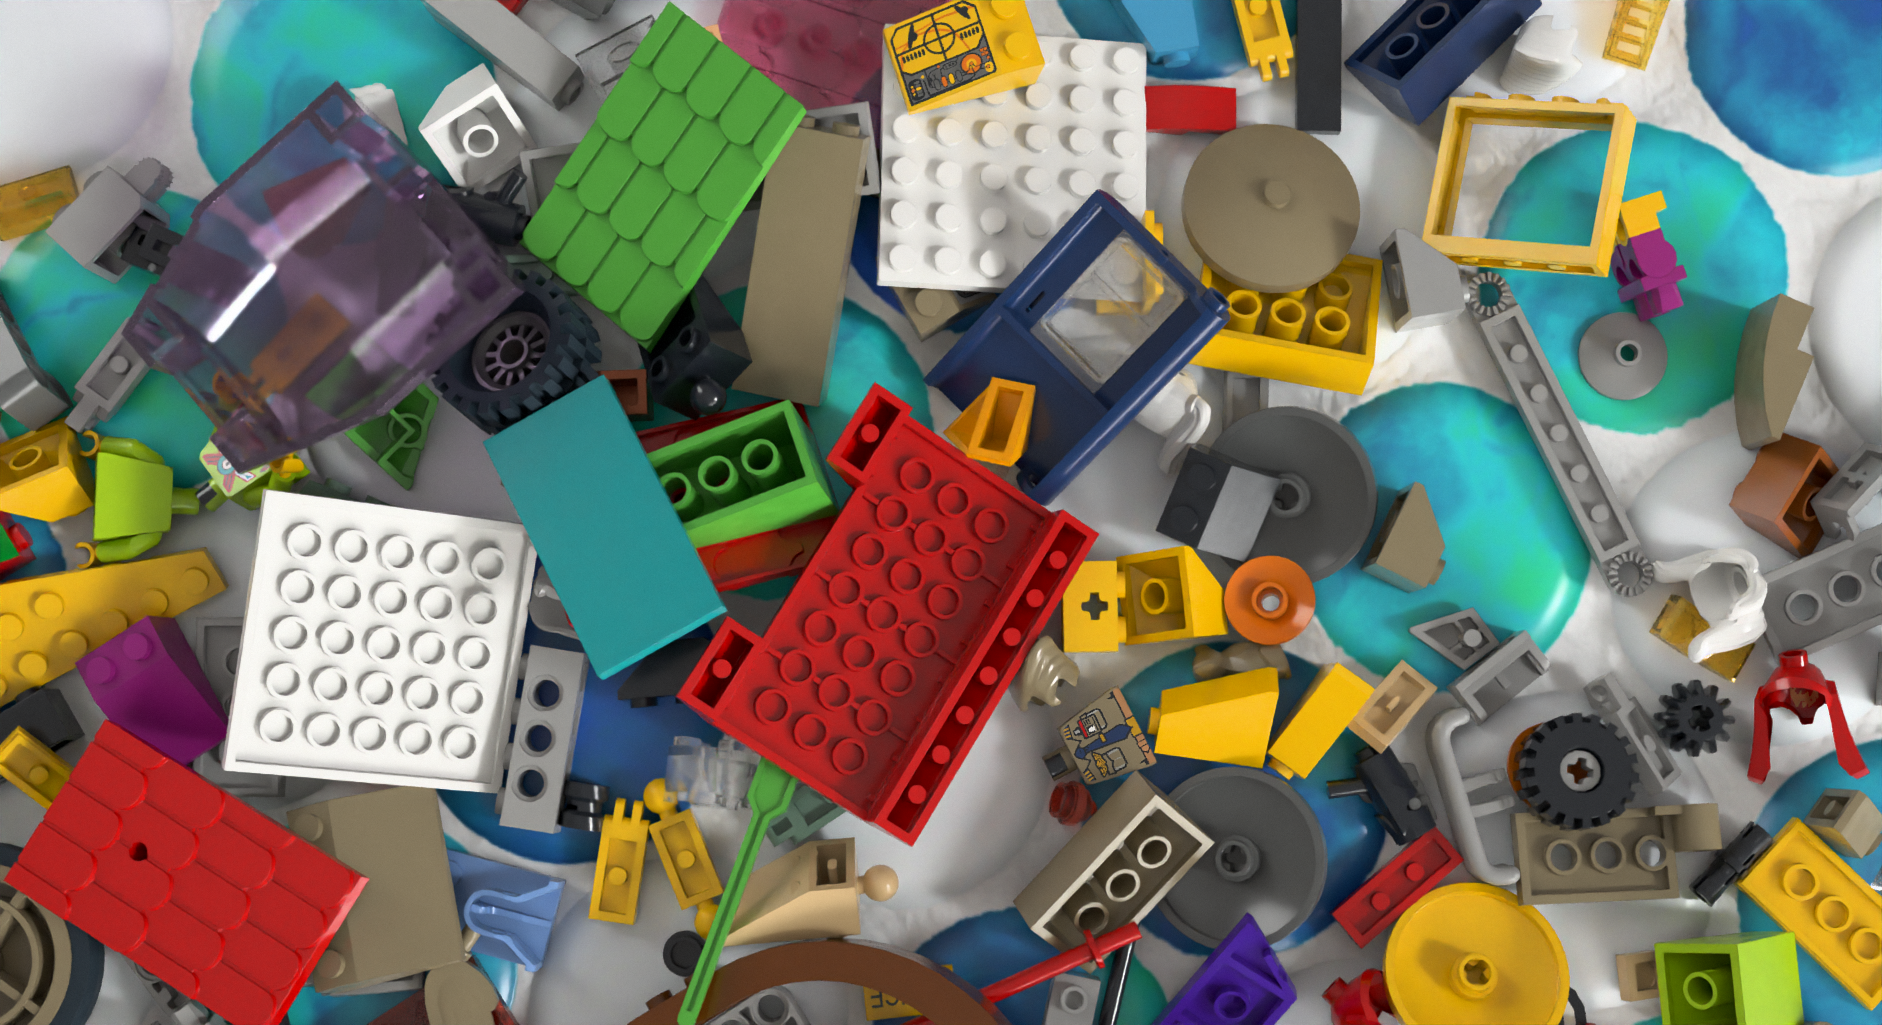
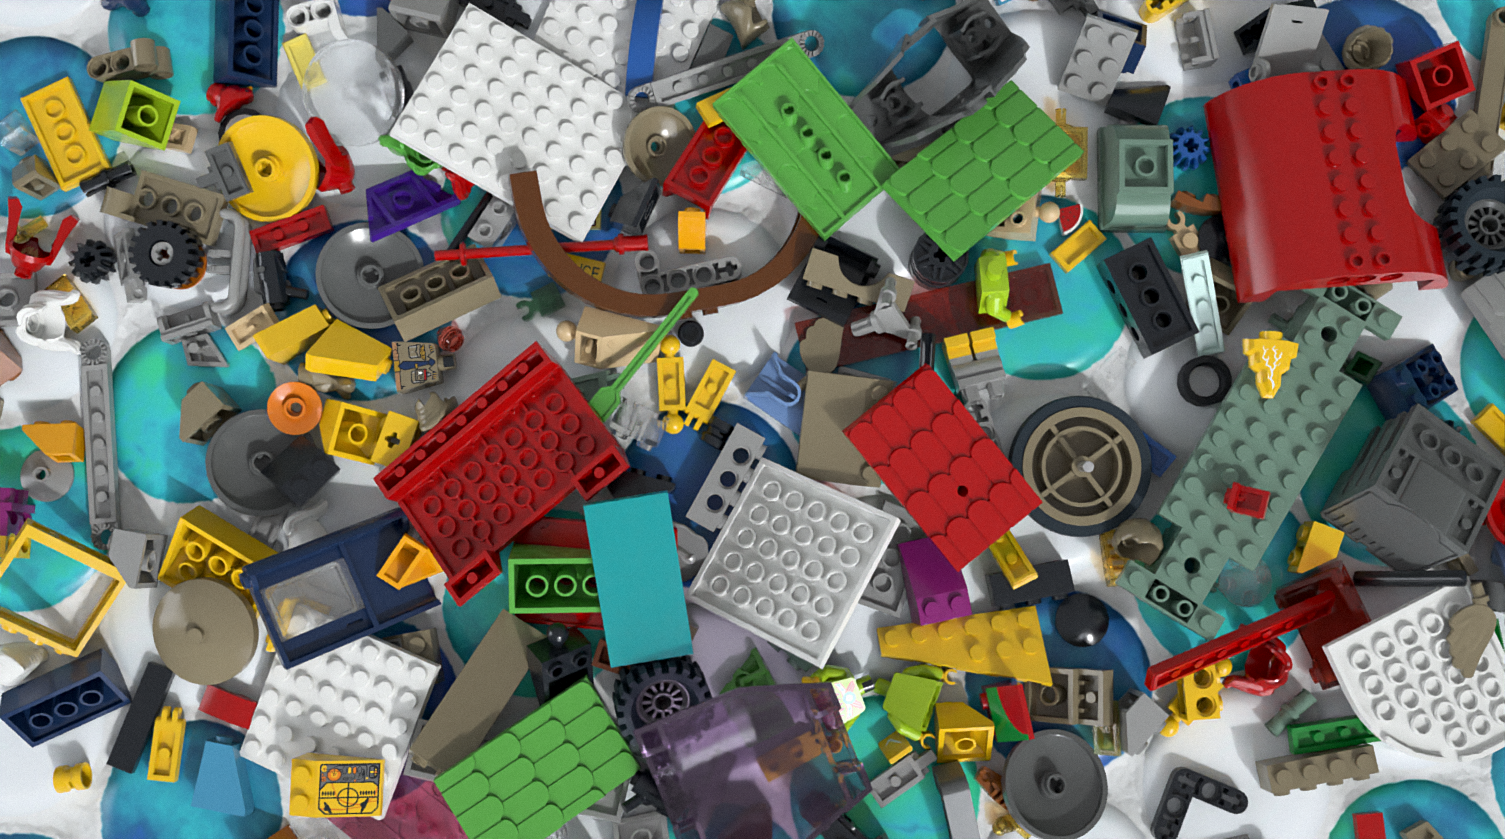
camera: 165 degrees left, 0 degrees up
(137, 416) = (895, 747): none -> yellow slope
(942, 921) = (545, 300): none -> clear green plate
(1535, 942) = (225, 172): none -> dark grey hinge
(1621, 413) = (58, 441): none -> light orange slope
(1818, 735) = (30, 229): none -> clear yellow arm

